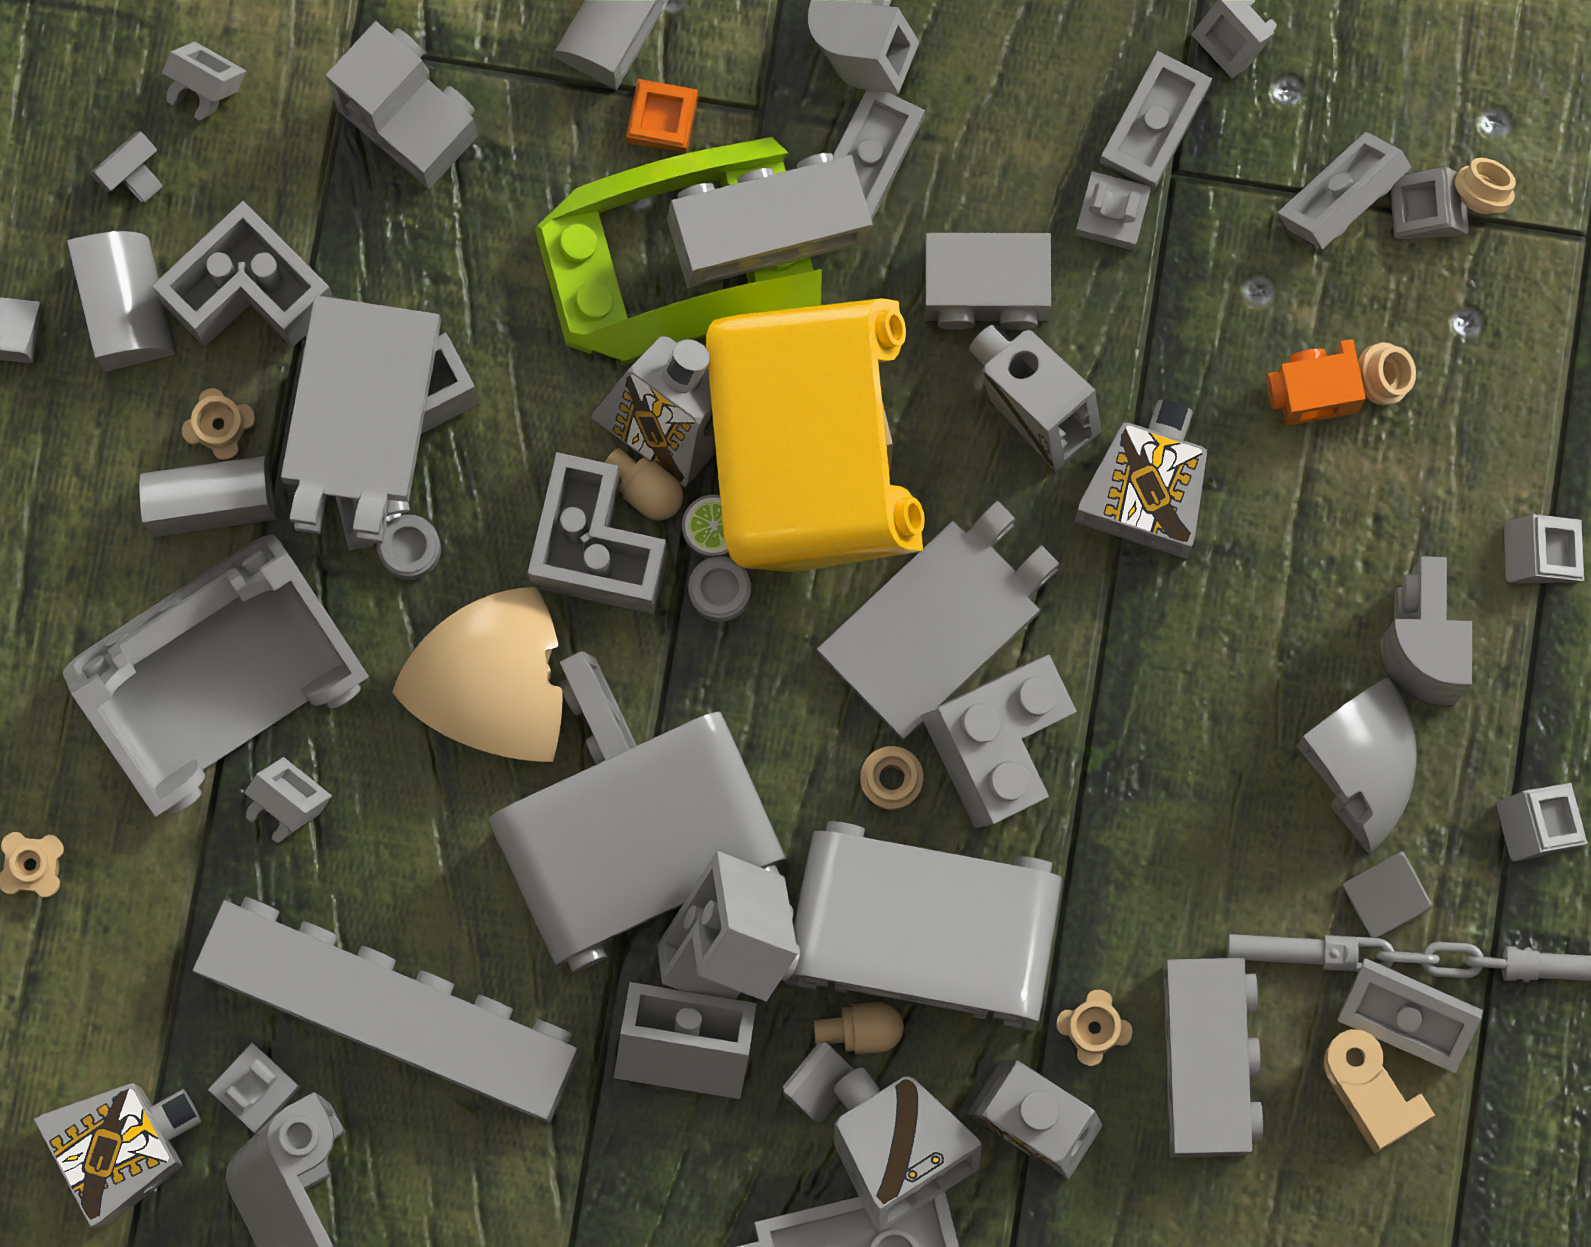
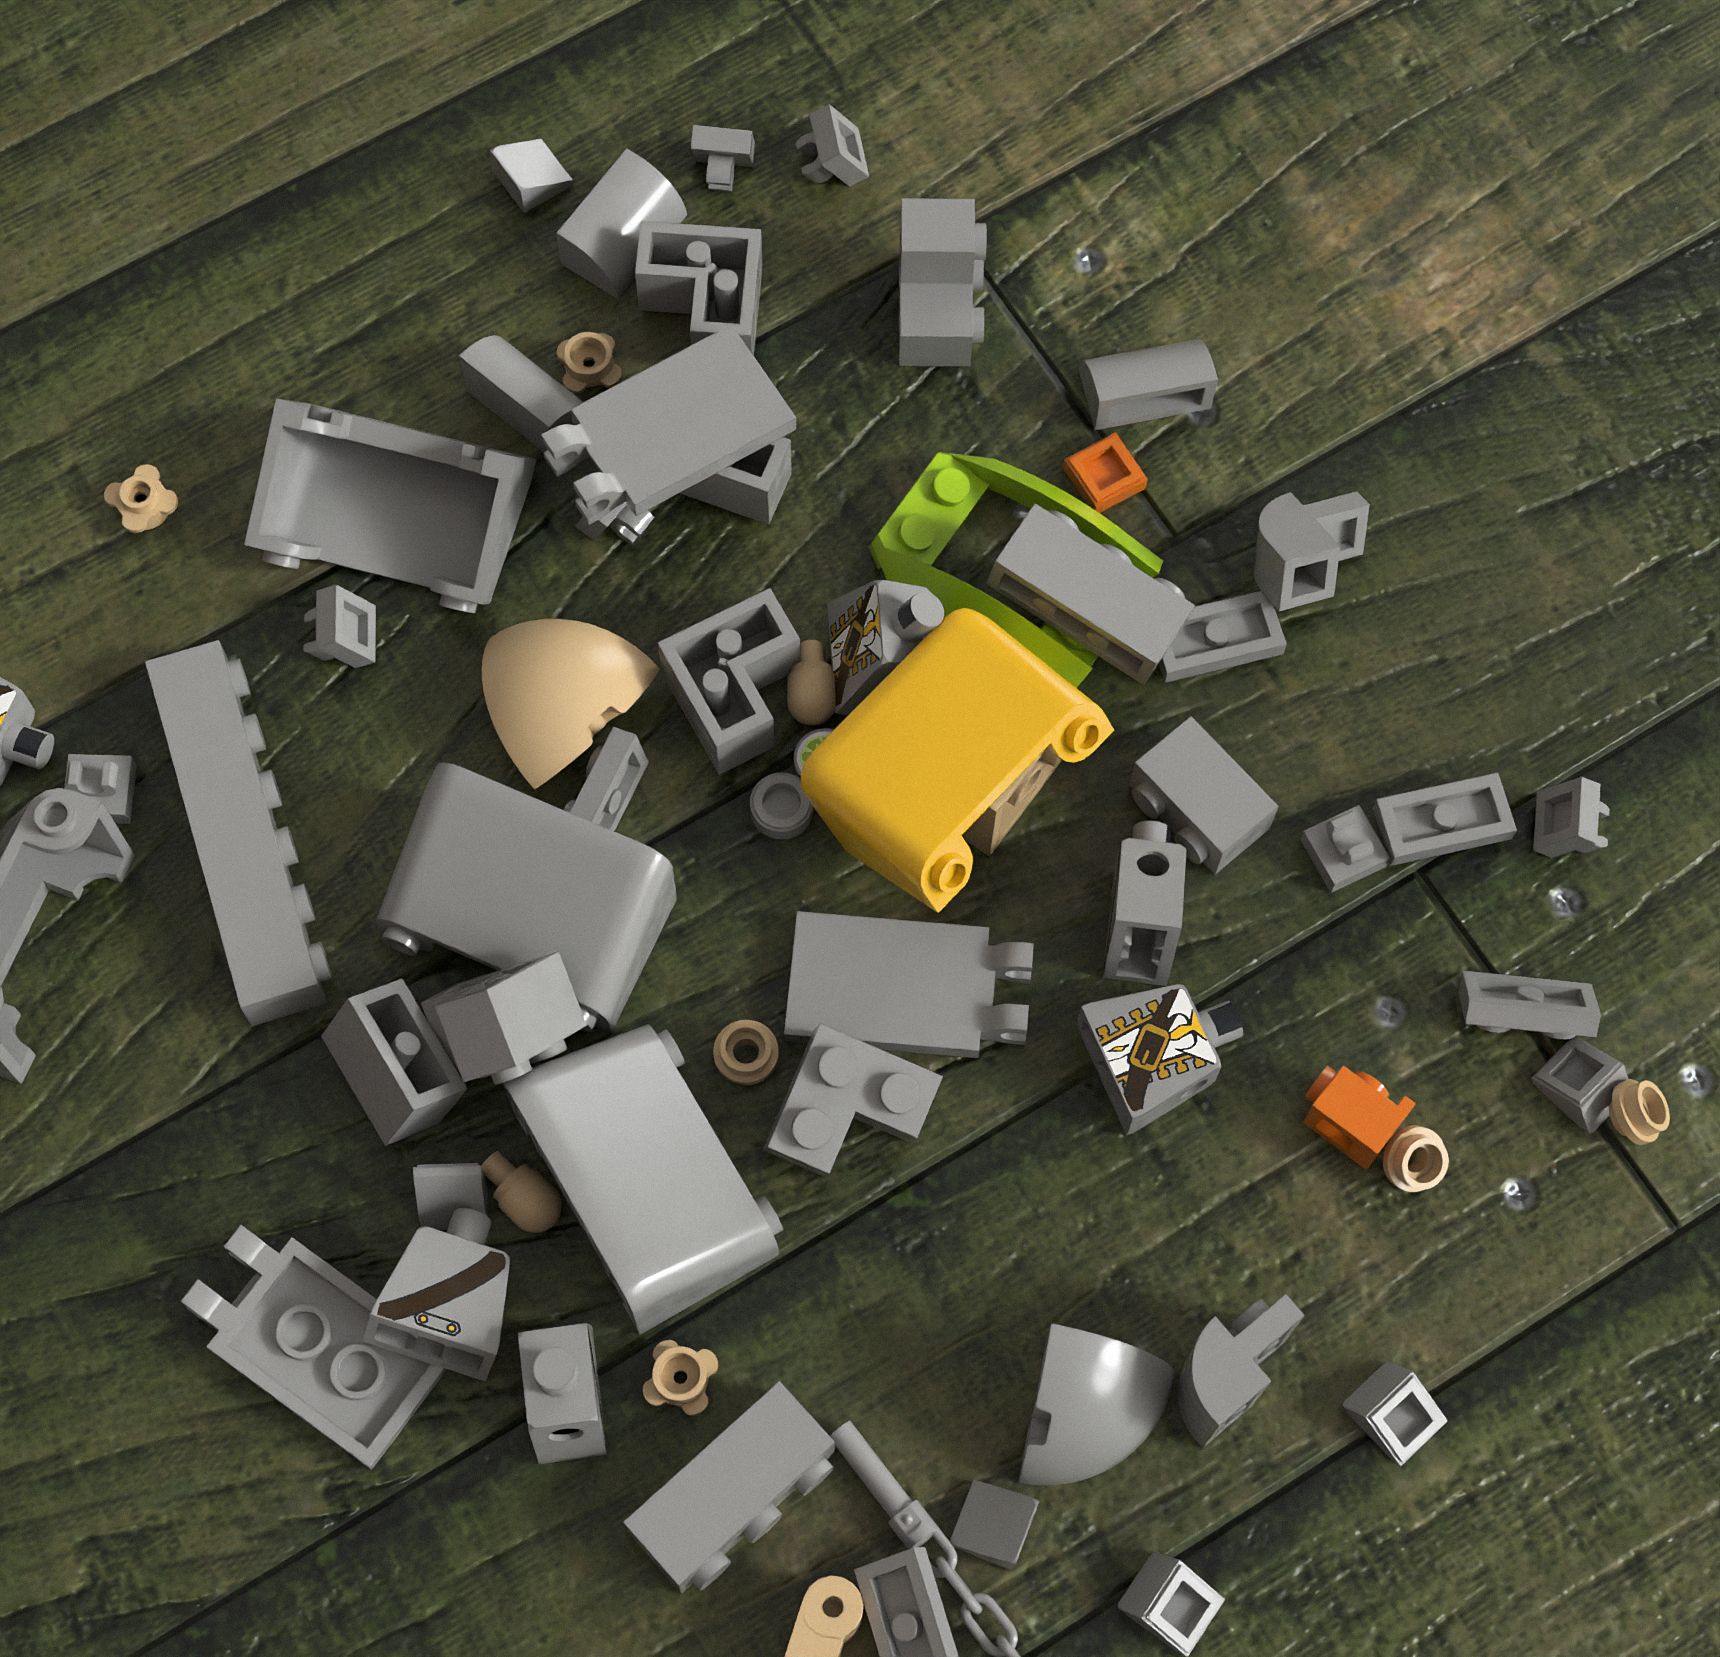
camera: 45 degrees right, 10 degrees down
(409, 547) = (614, 564): light grey tile -> none

